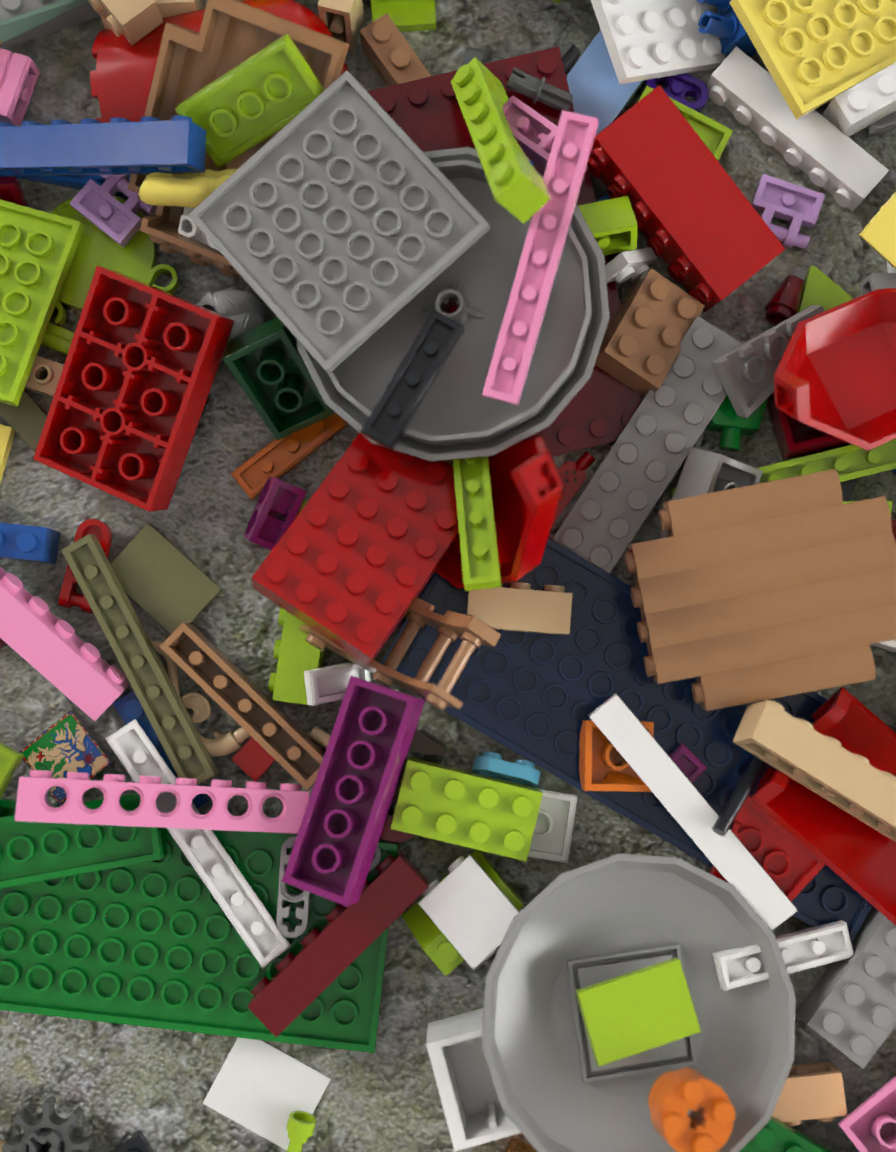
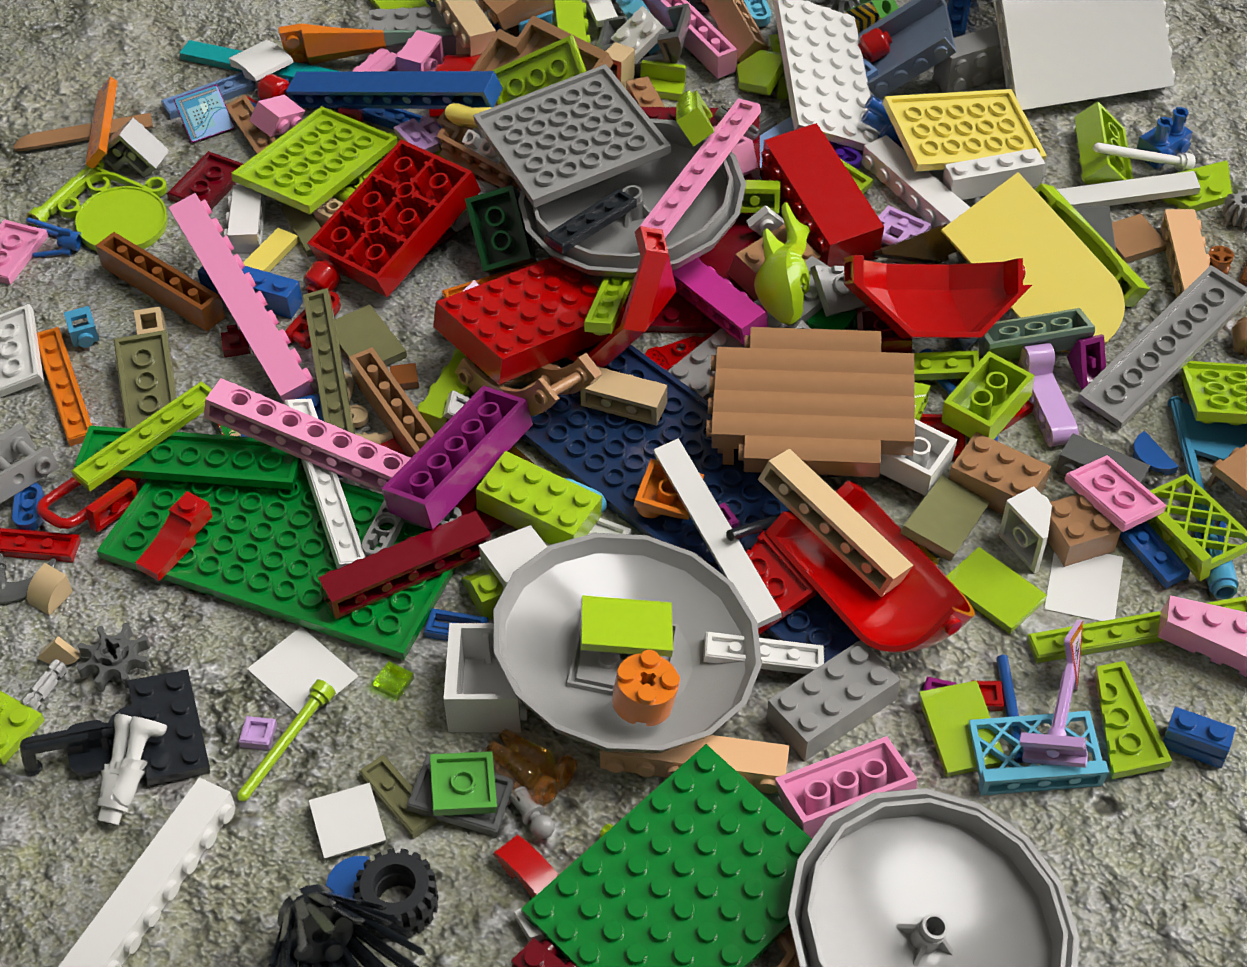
camera: 10 degrees right, 35 degrees down
(52, 976) = (176, 536): none -> red slope
(62, 66) = (420, 53): none -> bright pink brick
(71, 500) = (322, 276): none -> red head
(232, 628) = (405, 375): none -> dark orange tile
(372, 1078) = (393, 680): none -> clear neon green tile
(417, 973) = (440, 630): none -> blue tile
(614, 437) = (719, 299): none -> dark pink brick
(678, 381) = (784, 271): none -> lime piece
(823, 245) = (922, 247): none -> dark brown slope

